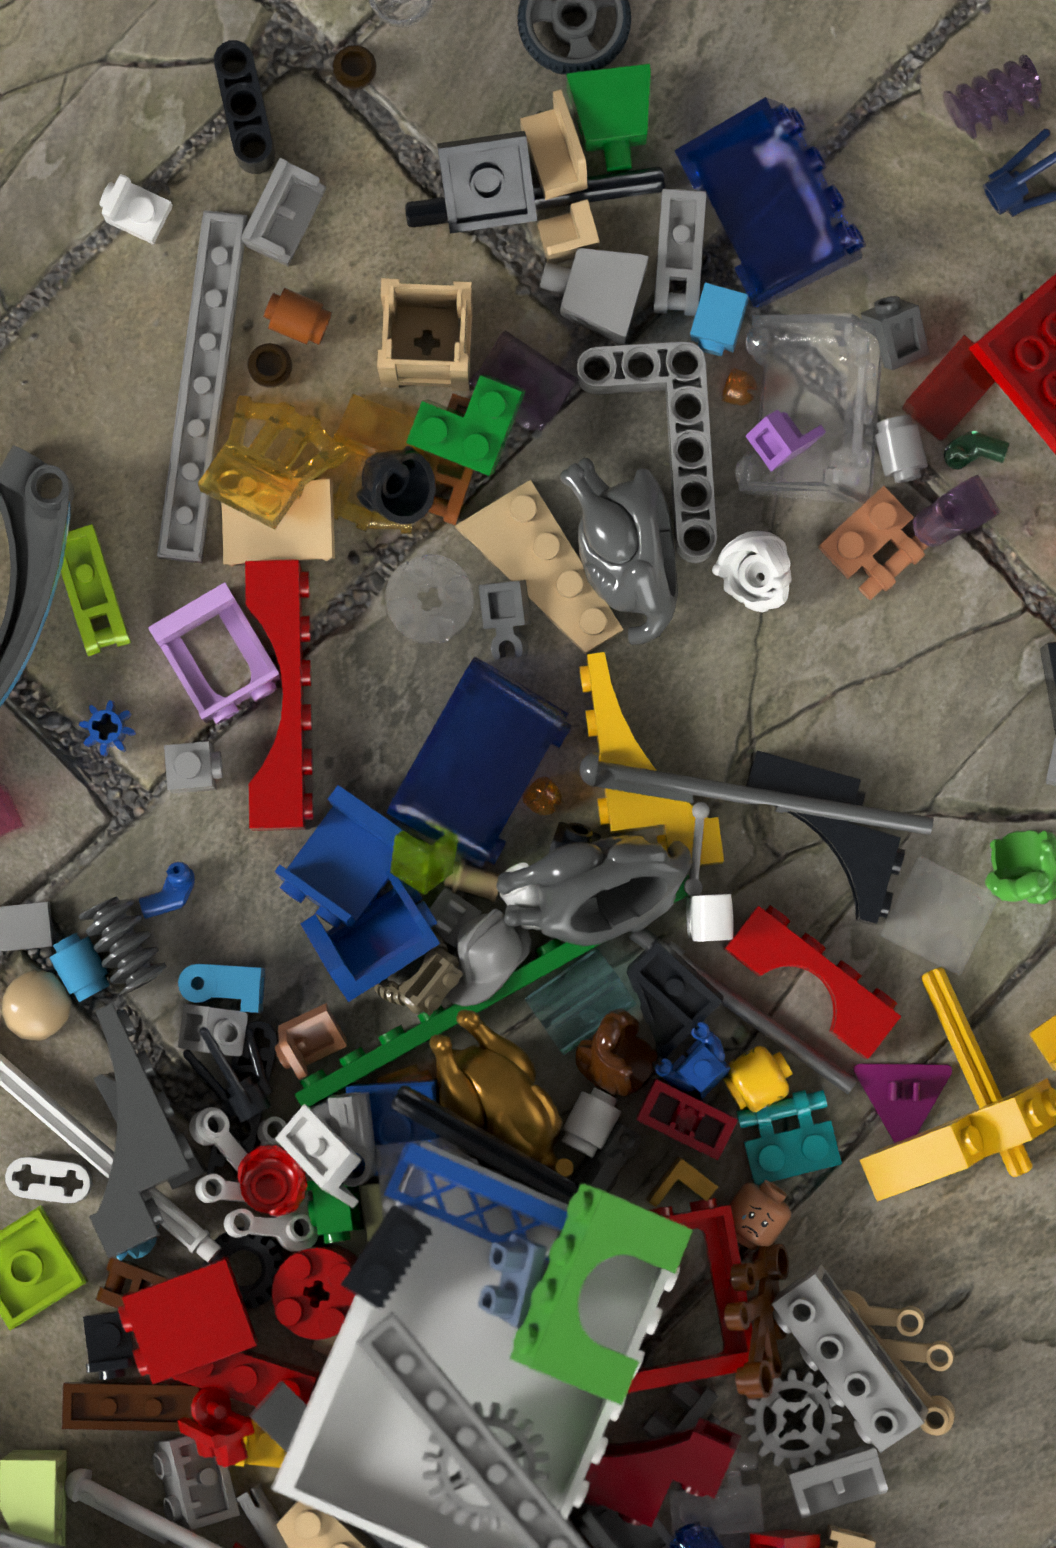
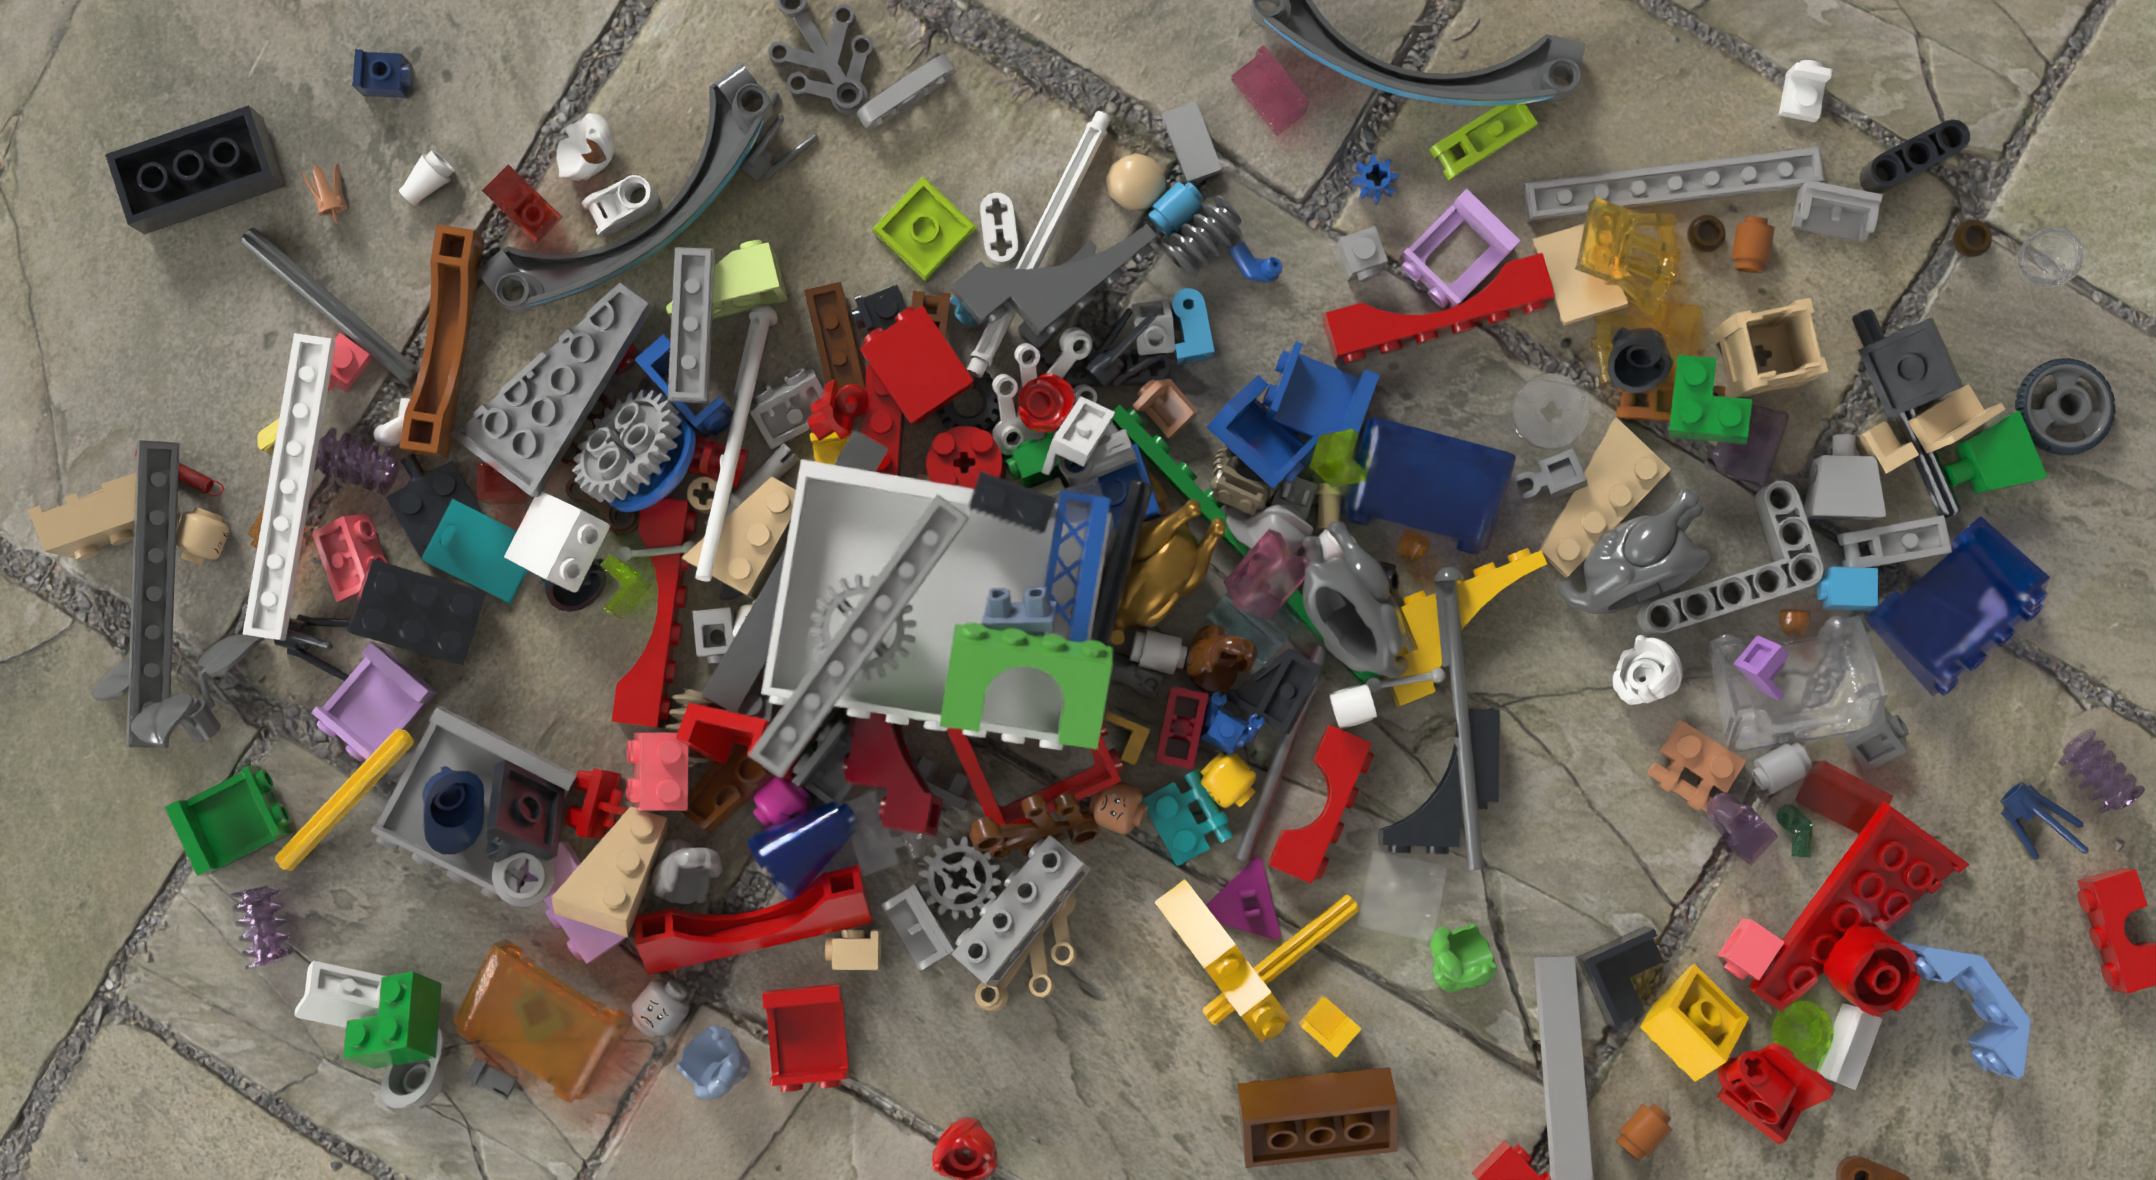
camera: 75 degrees right, 0 degrees up
(538, 978) = (1266, 576): none -> clear pink panel

